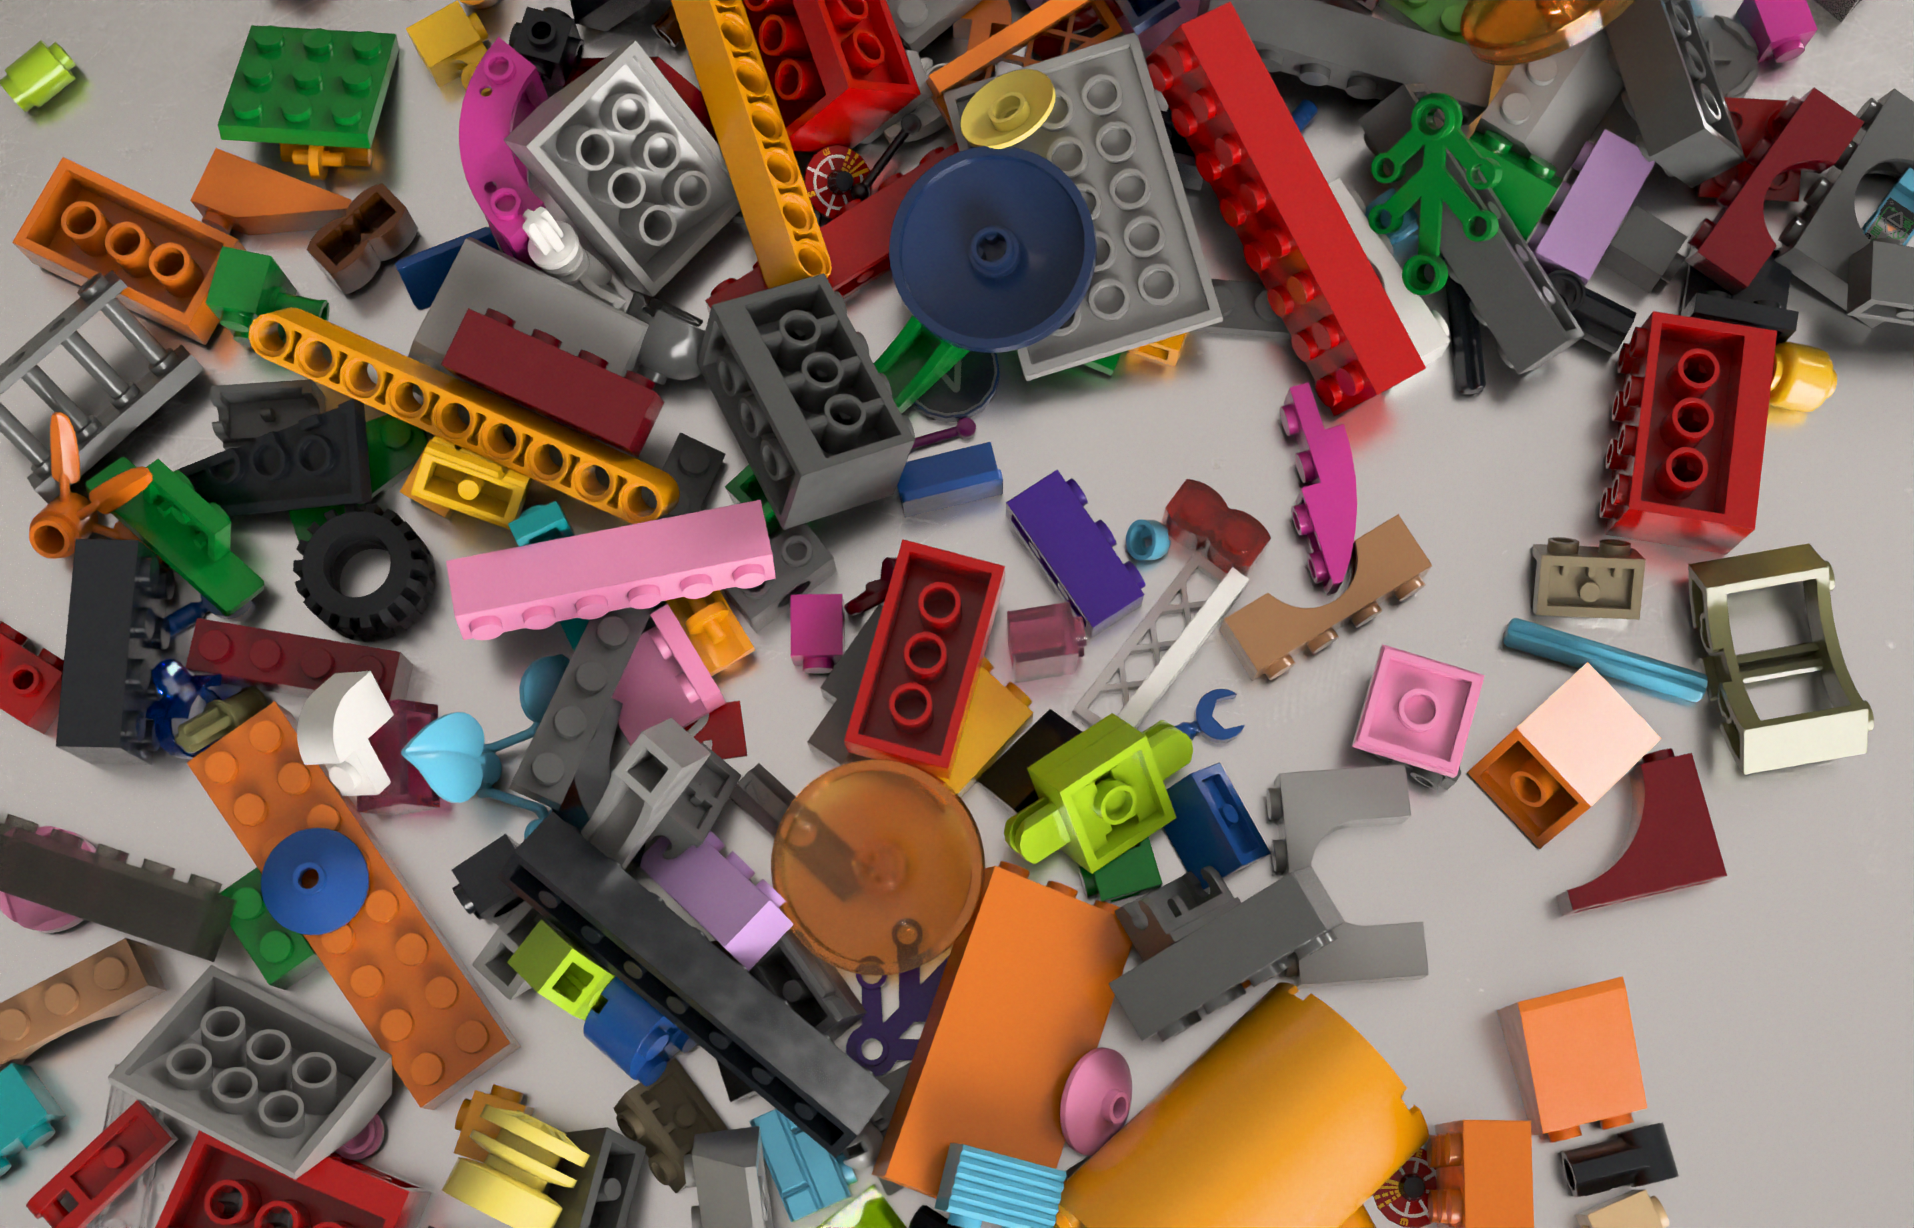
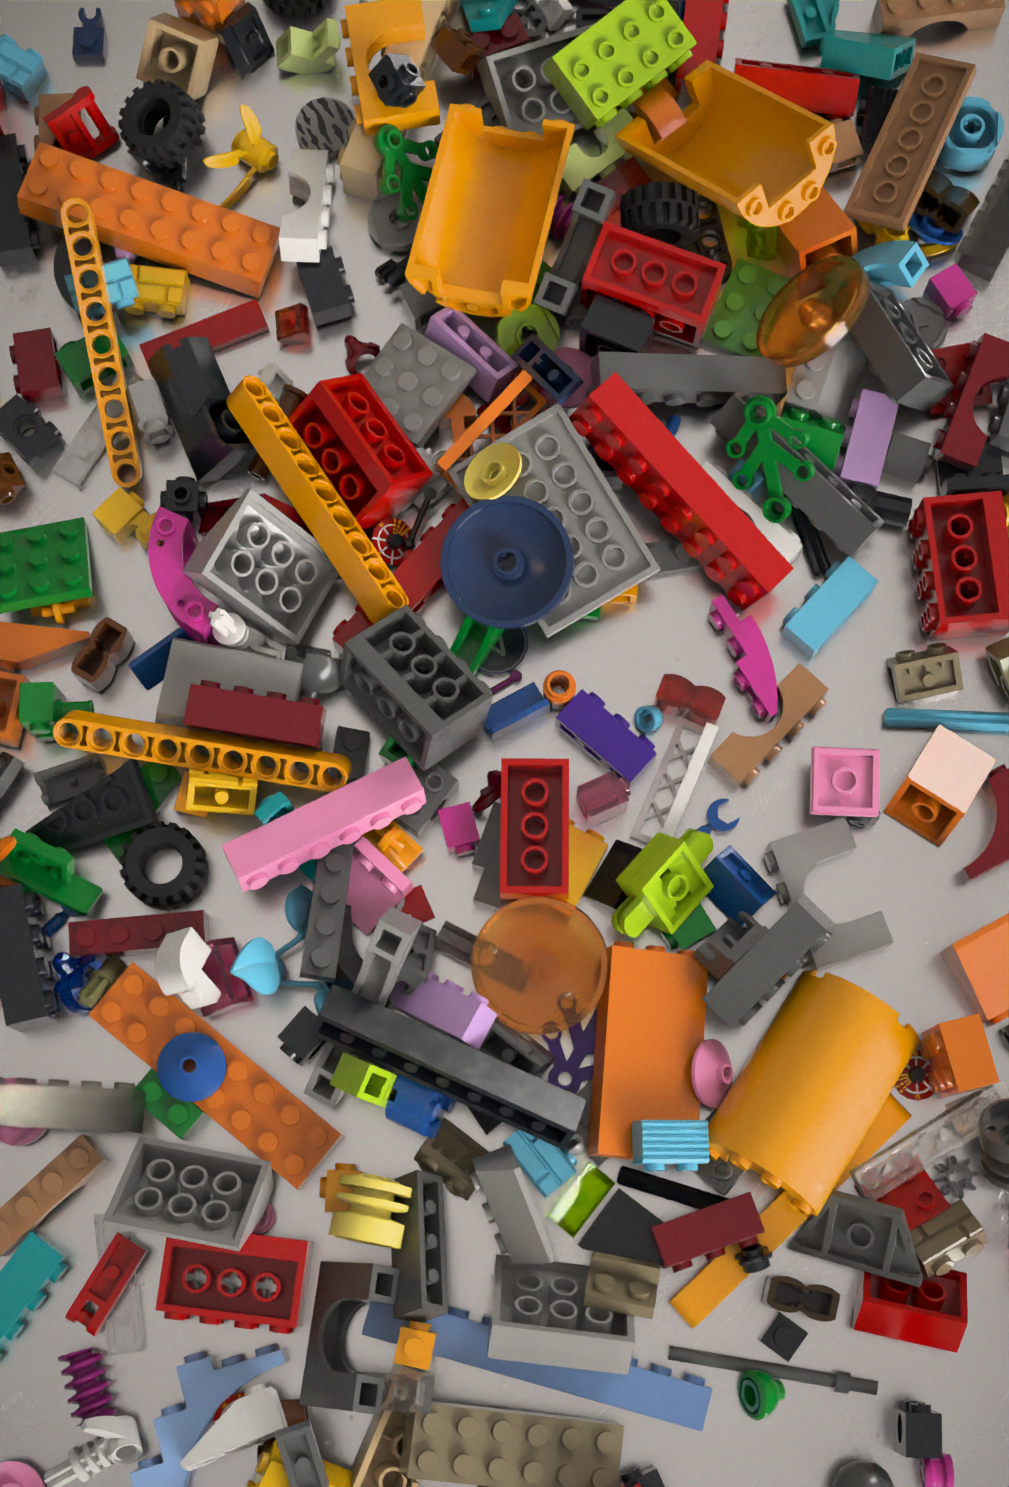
camera: 15 degrees left, 0 degrees up
(1023, 448) = (559, 680): none -> orange brick
(1465, 442) = (828, 606): none -> medium azure brick

